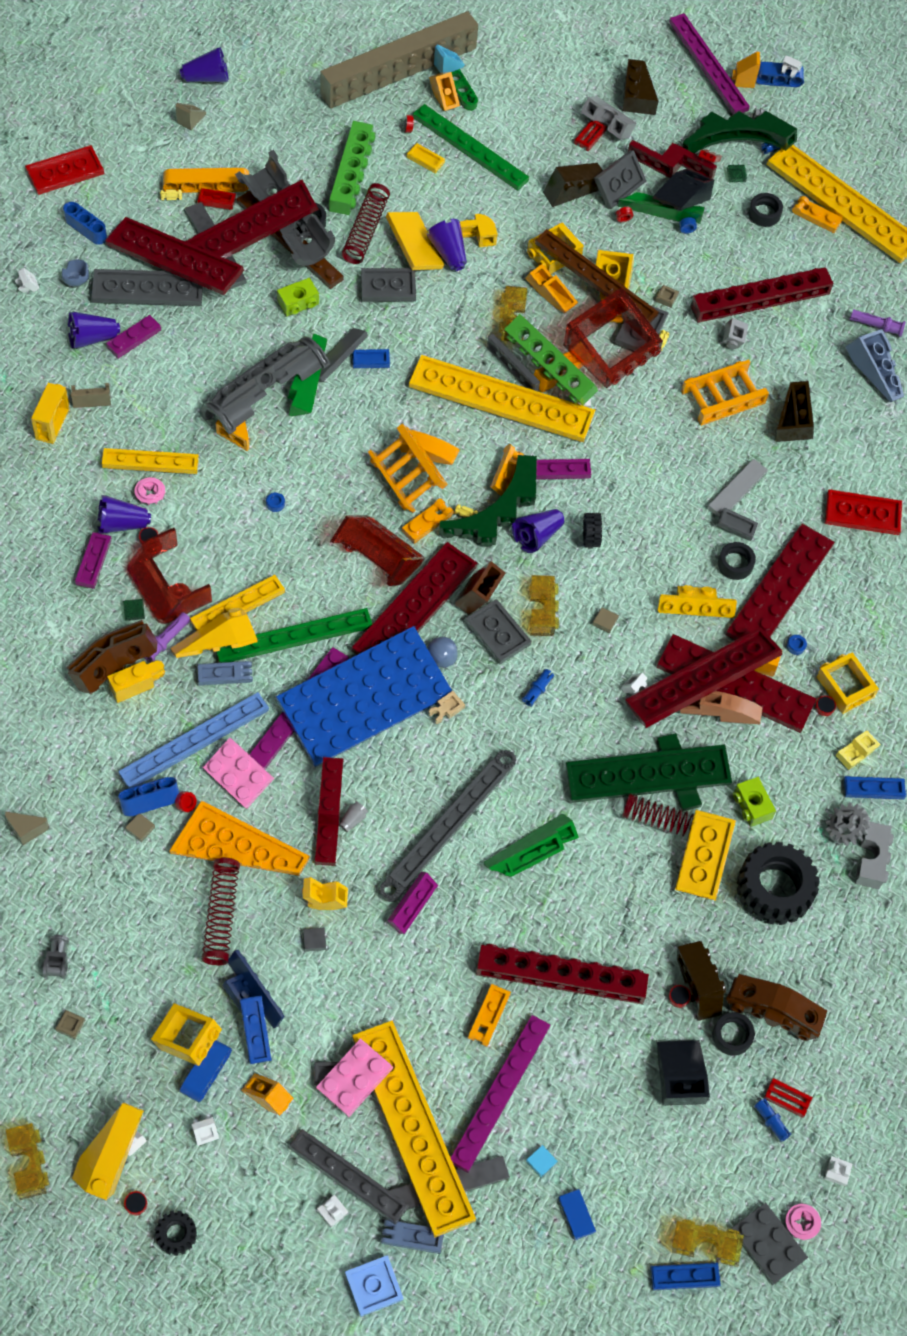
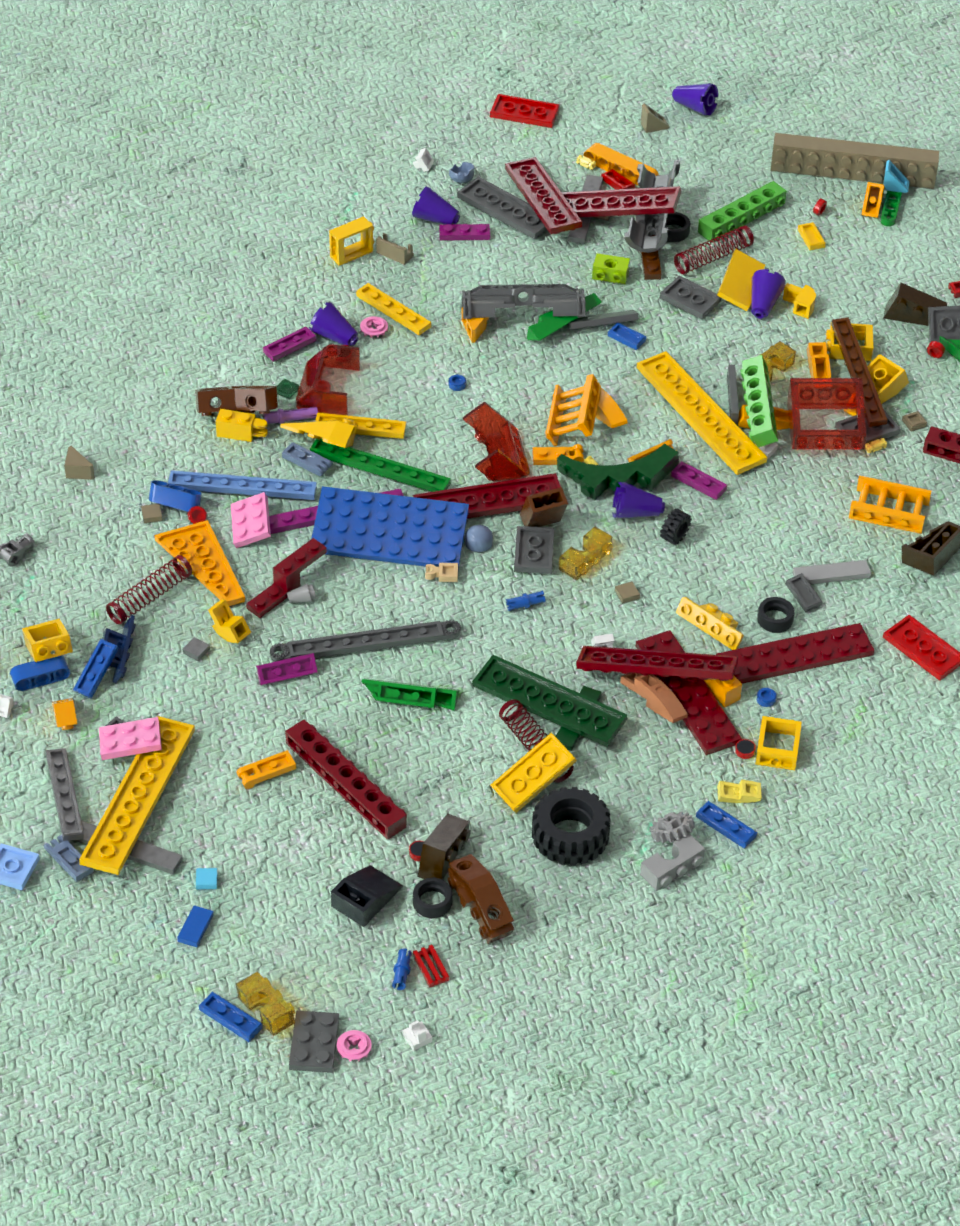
camera: 45 degrees right, 15 degrees down
(85, 223) = (502, 146): blue beam -> none
(332, 1211) = (33, 807): white tile -> none
(471, 147) = (856, 247): green plate -> none
(499, 1093) = (222, 818): magenta plate -> none
(735, 333) = (942, 471): light grey brick -> none
(754, 790) = (613, 769): lime brick -> none

